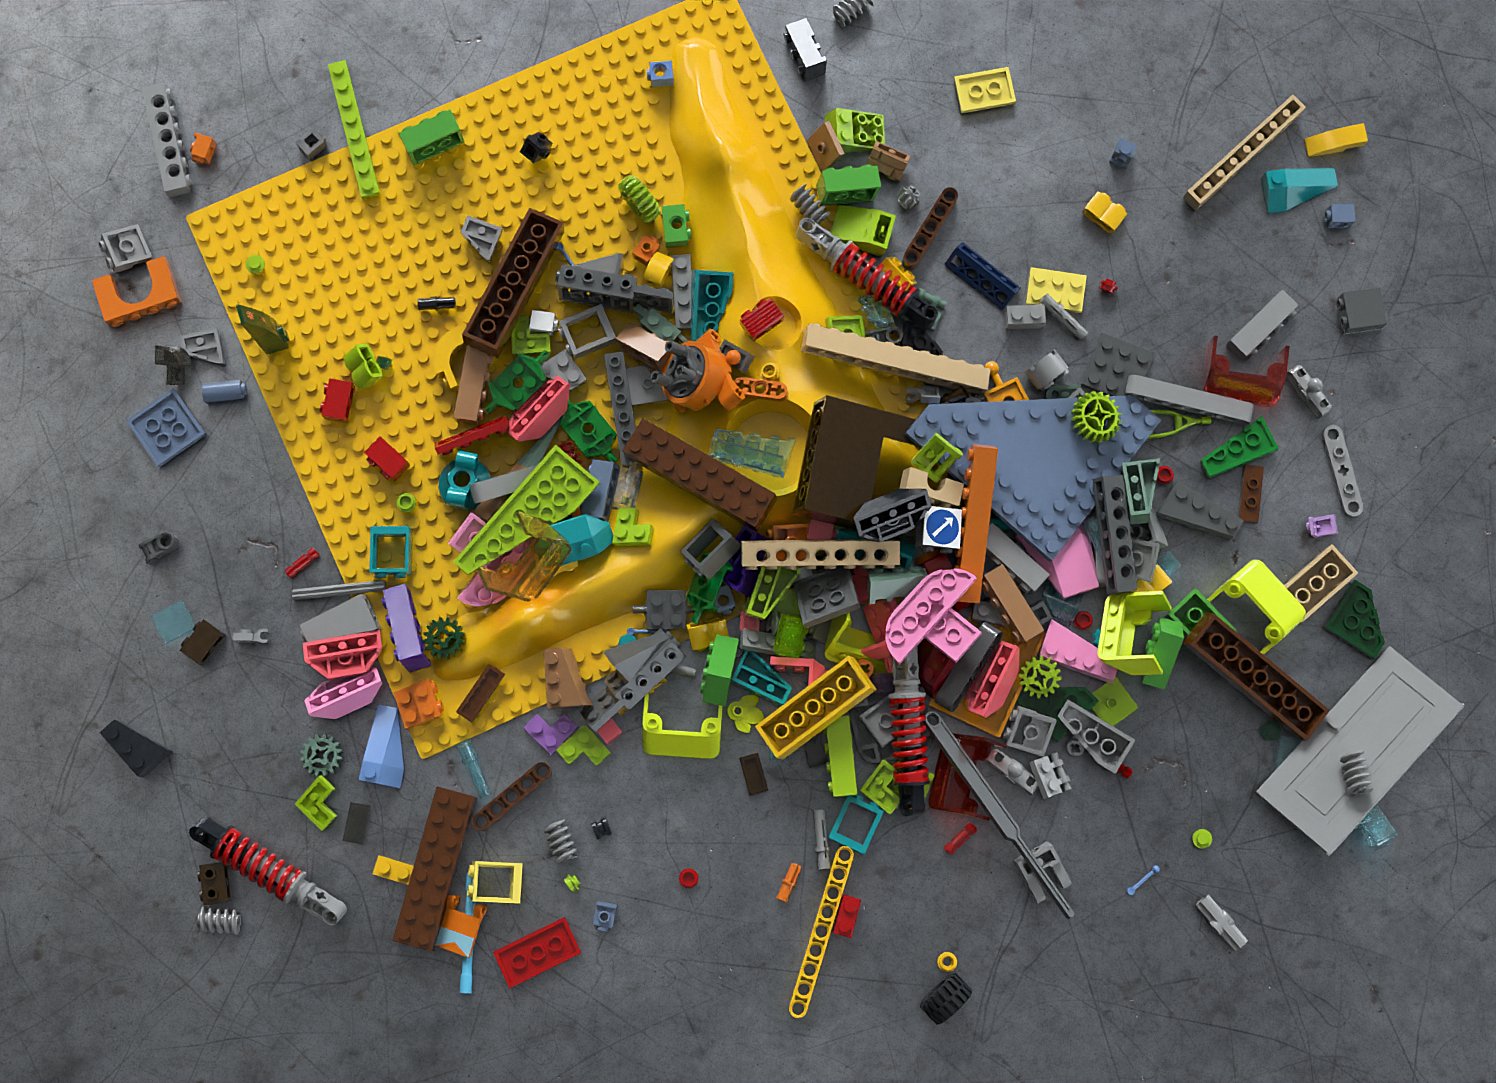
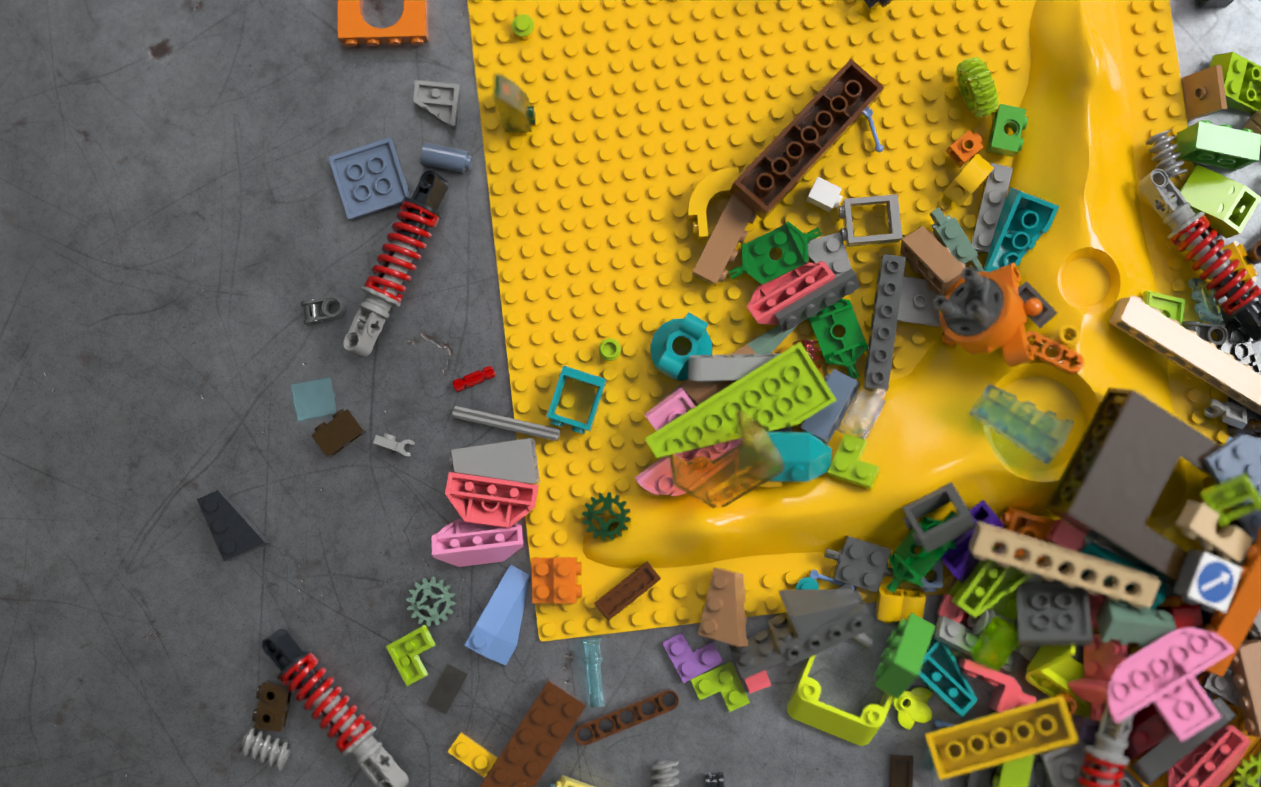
camera: 20 degrees right, 5 degrees up
(175, 359) = (403, 106): clear smoke brick -> none
(207, 487) = (393, 268): none -> piece
(337, 400) = (568, 210): red brick -> none
(362, 366) = (608, 180): lime brick -> none
(384, 362) = (632, 182): clear green plate -> none
(387, 459) = (603, 294): red brick -> none
(405, 628) = (567, 491): wedge -> none
(436, 303) = (711, 134): black axle -> none
(479, 432) = (717, 298): red plate -> none
(482, 236) = (785, 73): light grey wing -> none
(528, 343) = (799, 212): lime plate -> none
(561, 408) = (817, 300): none -> dark grey plate
(606, 278) = (910, 166): dark grey wedge -> none
(700, 475) = (954, 430): reddish brown brick -> none
(761, 319) = (1077, 272): red brick -> none
(892, 514) = (1166, 550): black wedge -> none

